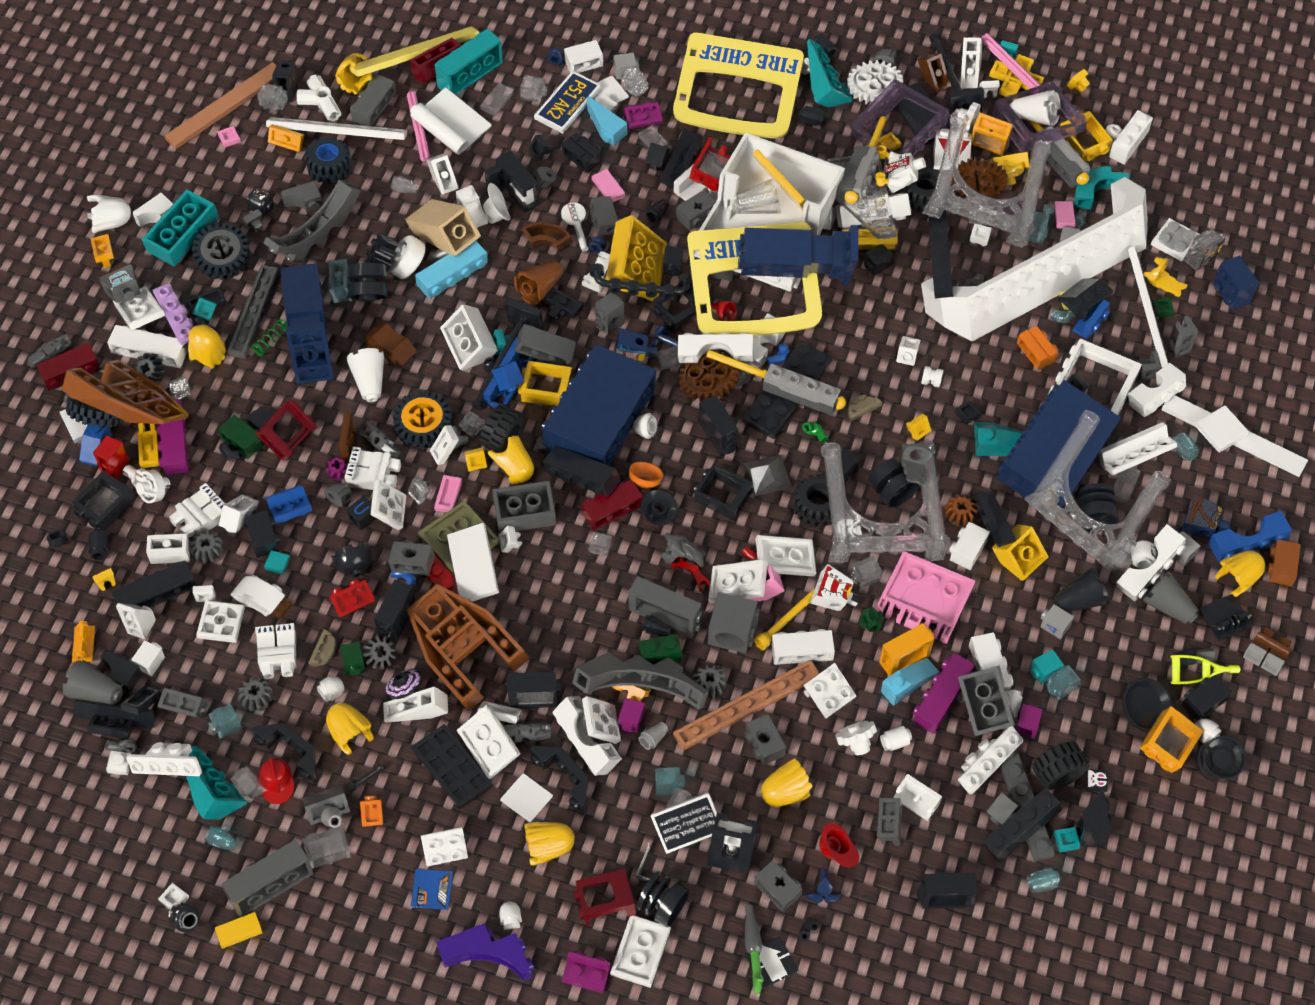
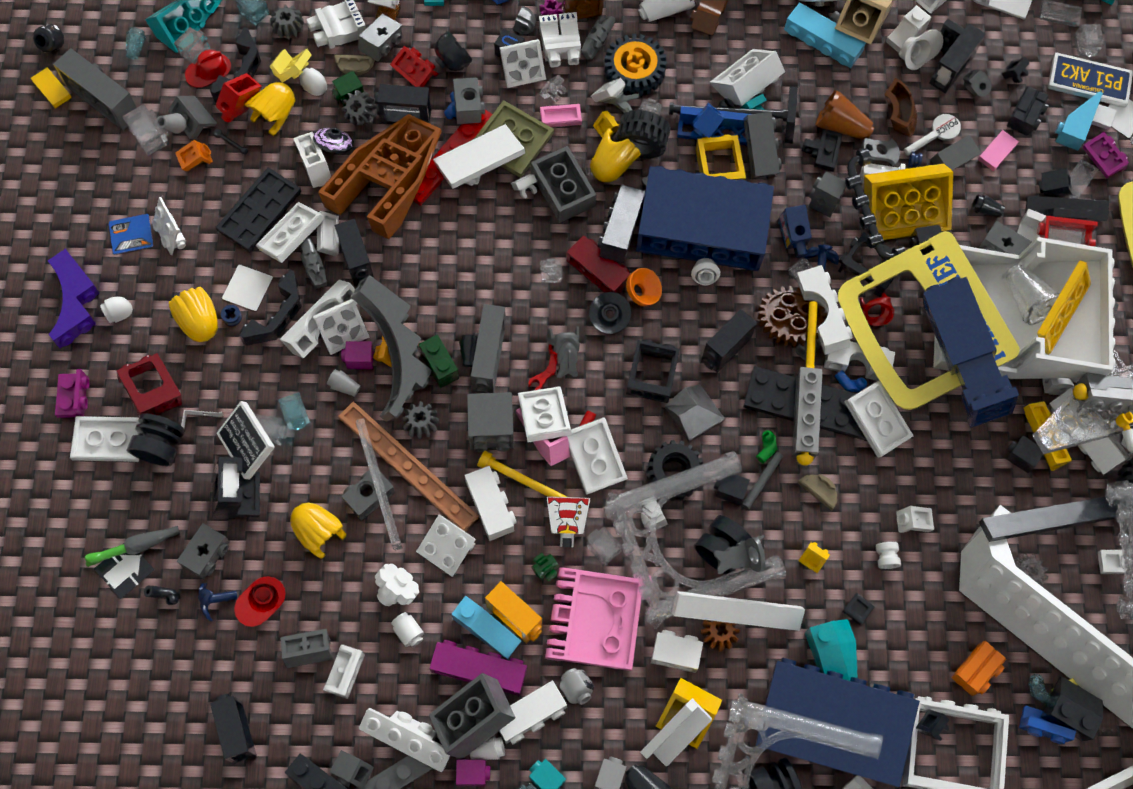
camera: 70 degrees right, 10 degrees up
(173, 895) = (72, 27): white tile -> none
(310, 615) = (380, 37): none -> dark grey brick
(311, 697) = (286, 67): none -> light yellow bracket
(330, 751) = (235, 95): none -> red torso
(553, 809) = (231, 308): none -> dark blue bush
(574, 273) = (890, 148): none -> dark grey piece
(766, 720) = (378, 484): none -> clear tile
(818, 344) = (878, 419): none -> white tile
(840, 441) = (751, 497): none -> dark grey bar
(952, 487) = (738, 611): none -> white tile
(978, 624) = (576, 686): none -> light grey head
(994, 518) = (717, 668): black bracket -> none
(1036, 561) = (678, 733): none -> white panel

